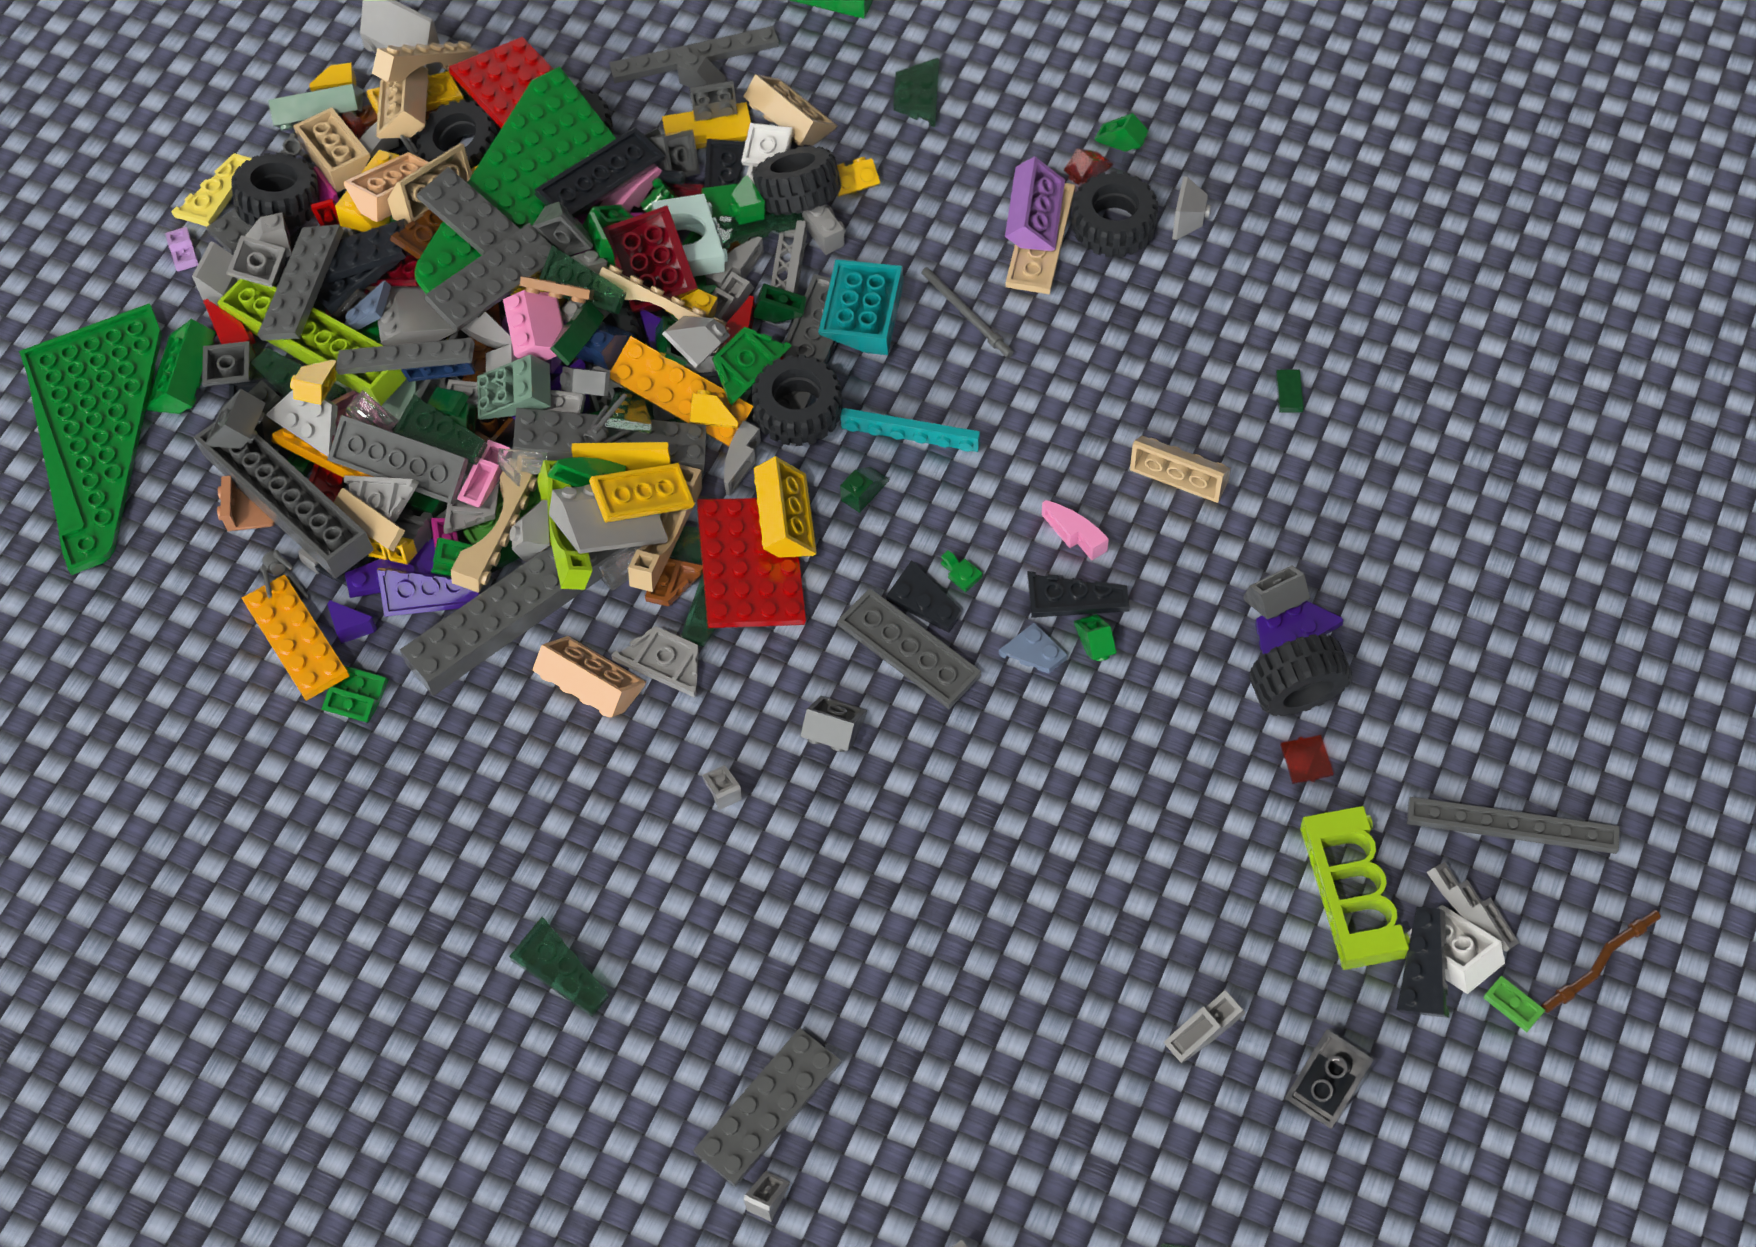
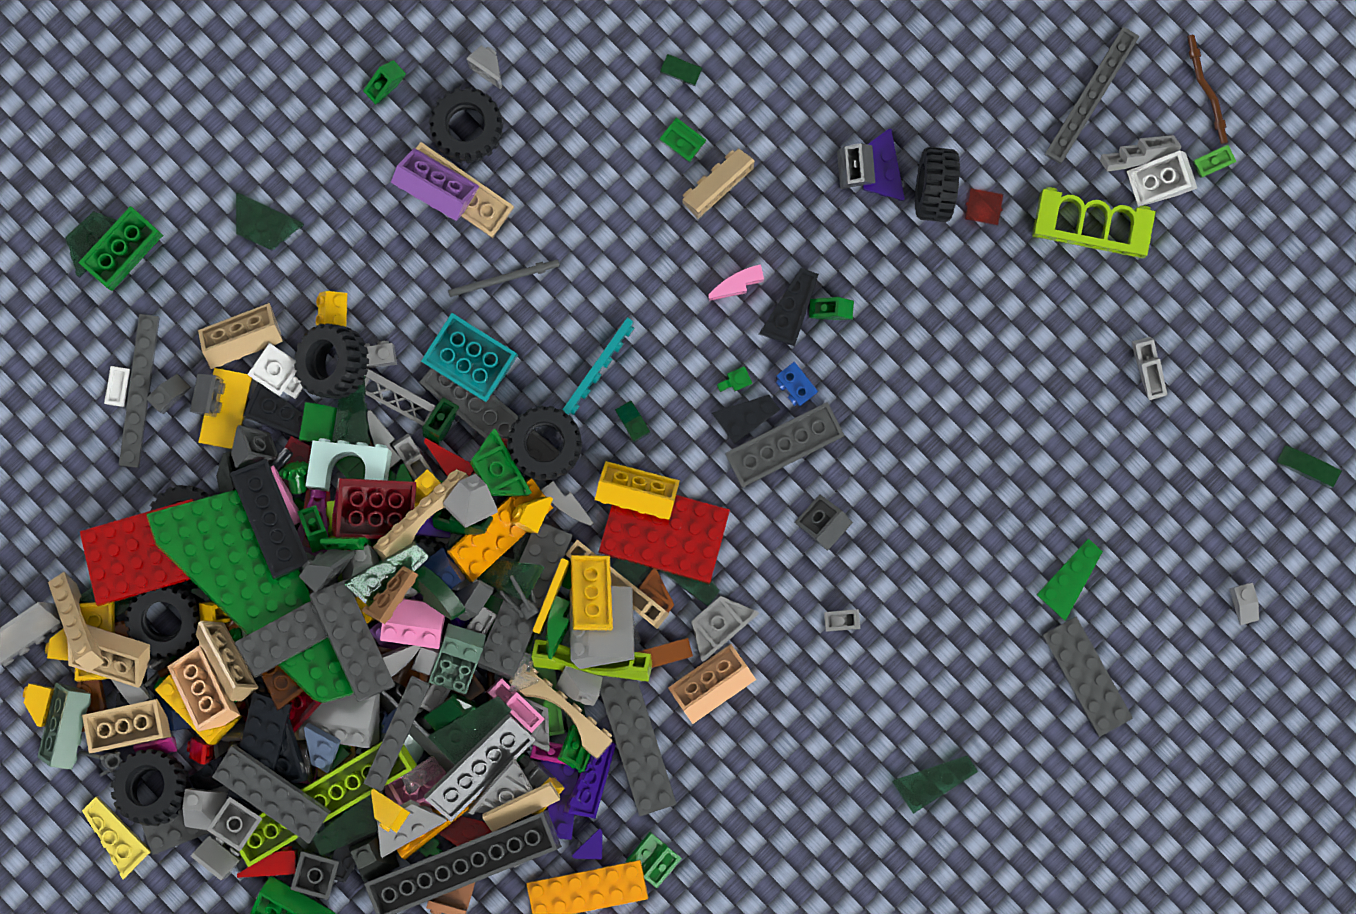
camera: 75 degrees left, 25 degrees up
(182, 249) = (164, 880): lavender slope -> none
(237, 421) = (386, 883): dark grey slope -> none
(276, 565) = (517, 887): dark grey plant -> none
(355, 124) = (110, 698): clear red bracket -> none
(604, 613) = (669, 652): none -> dark orange slope
(690, 35) = (117, 386): none -> white tile
(747, 202) = (336, 409): green slope -> none
(766, 1195) = (1149, 699): light grey slope -> none
(882, 1035) = (1066, 585): none -> green wing
(985, 632) = (796, 385): none -> blue brick
(1034, 649) = (821, 355): sand blue wing -> none
(1085, 165) = (405, 123): clear red slope -> none
(1210, 418) = (682, 140): none -> green plate
(1331, 1078) = (1216, 302): black slope -> none
(1423, 980) = (1175, 209): black wing -> none

